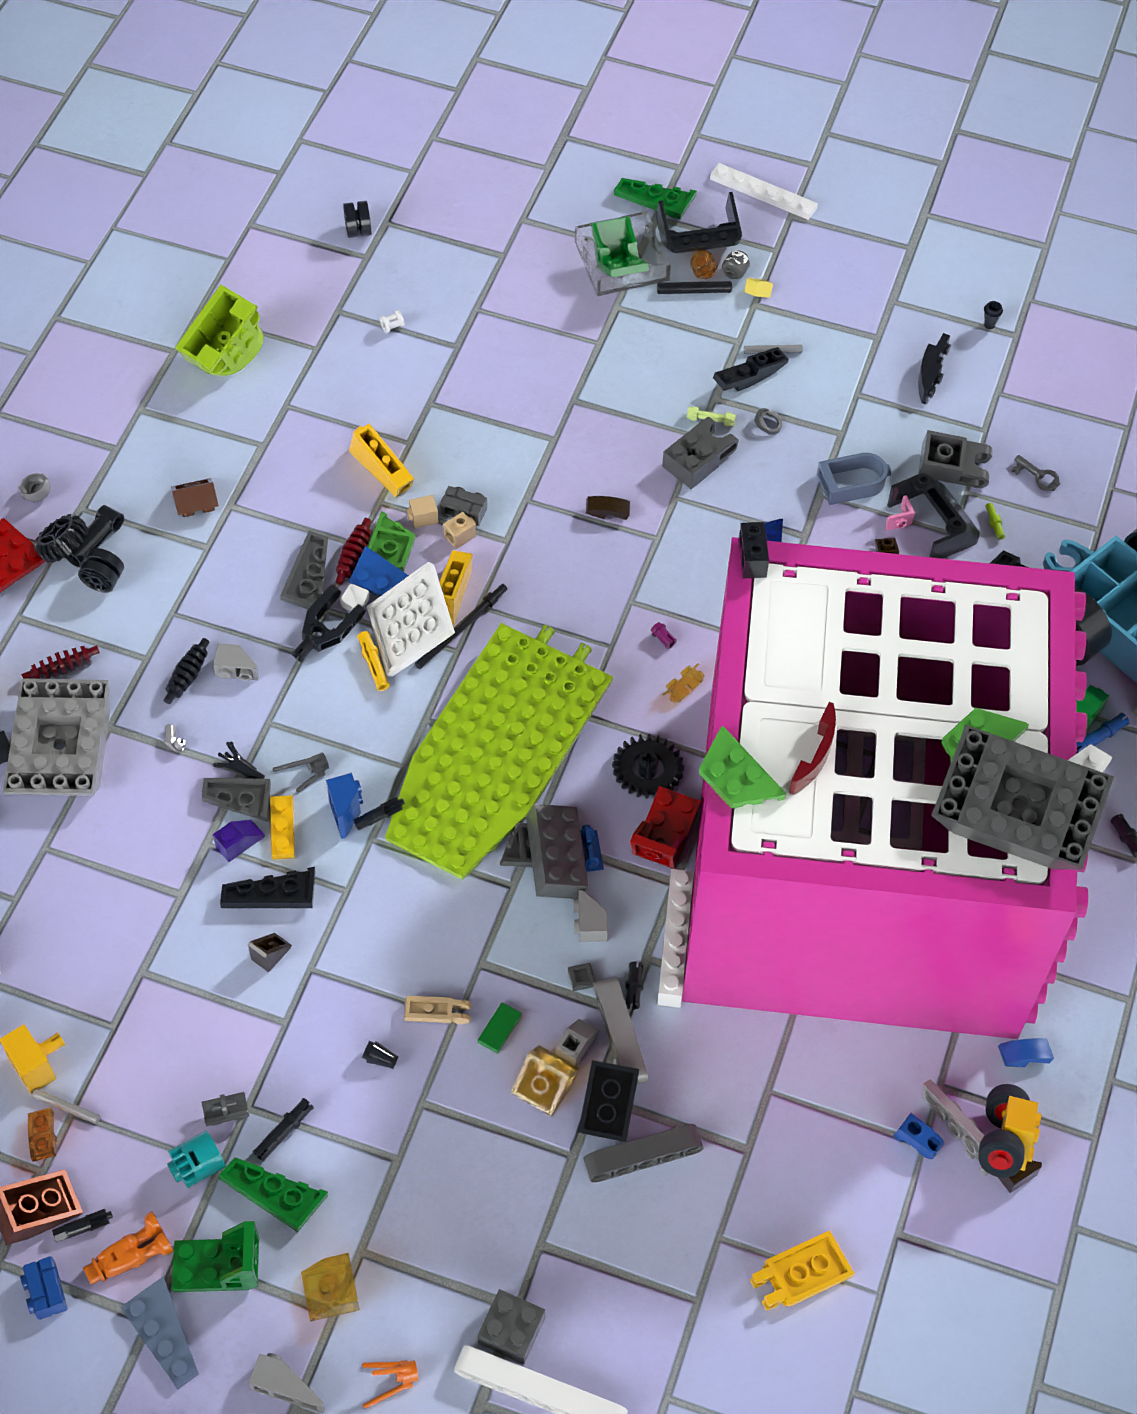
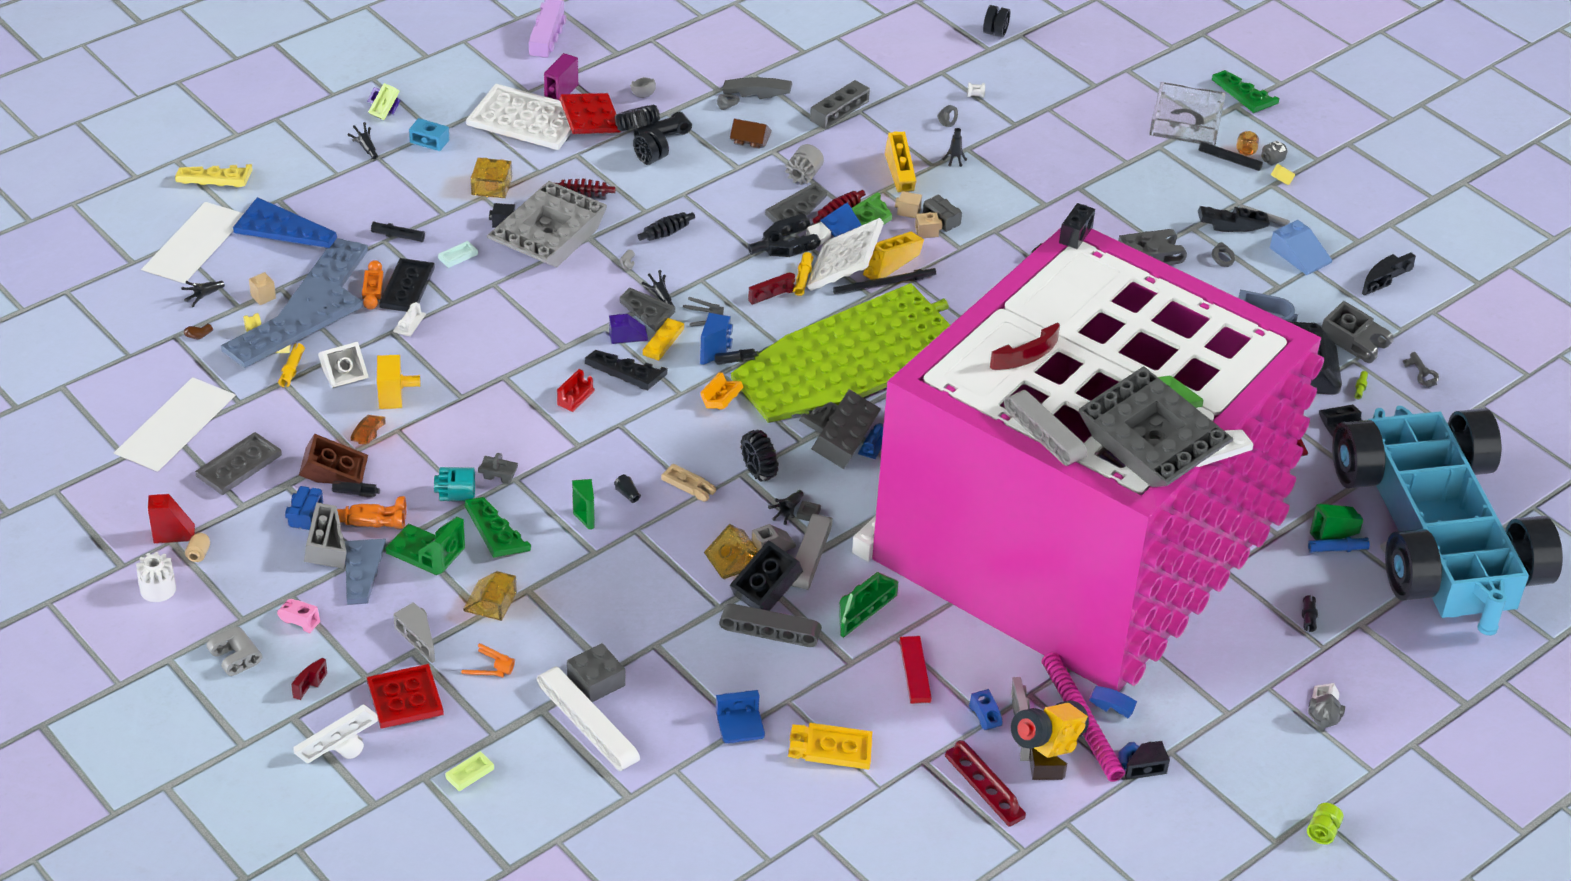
camera: 30 degrees right, 15 degrees down
(66, 1106) = (396, 423): light grey bar -> none
(98, 1319) = (325, 538): none -> light grey wedge
(138, 466) = (725, 103): none -> dark grey piece
(160, 426) = (757, 85): none -> dark grey slope
(223, 334) = (841, 47): lime brick -> none
(233, 662) = (702, 234): light grey slope -> none
(236, 954) = (574, 391): none -> red hinge
(263, 409) = (839, 104): none -> dark grey brick
(268, 950) = (597, 399): slope -> none
(282, 512) = (804, 164): none -> light grey gear
(283, 1129) = (528, 498): black pin -> none
(353, 1106) = (583, 502): none -> green tile
(355, 698) = (771, 288): none -> dark red plate
(381, 374) = (943, 116): none -> dark grey piece
(393, 870) = (720, 392): none -> light orange bracket
(425, 414) = (956, 148): none -> black piece
(493, 937) = (759, 455): none -> black gear
(499, 1028) = (725, 512): green tile -> none
(559, 982) = (787, 505): none -> black piece
(592, 919) = (840, 480): light grey slope -> none
(617, 247) = (1183, 102): green bracket -> none
(634, 985) = (842, 531): black pin -> none
(693, 1296) = (739, 716): none -> blue bracket
(694, 413) = (1191, 242): yellowish green bar -> none
(714, 1070) = (865, 601): none -> green wedge
(722, 236) = (1259, 124): black windscreen -> none
(737, 774) = (958, 339): bright green wing -> none
(763, 191) = (1337, 120): white plate -> none
(817, 1123) = (915, 669): none -> red tile
(835, 376) = (1300, 247): none -> medium blue slope
(906, 851) = (1045, 427): none -> light grey beam
(992, 313) = (1464, 257): black cone -> none
(995, 1077) = (1094, 736): none -> dark pink piece
(1023, 1246) = (961, 752): none -> dark red piece
(1075, 1109) = (1123, 755): none -> blue arm
(1103, 1107) = (1148, 761): none -> black slope

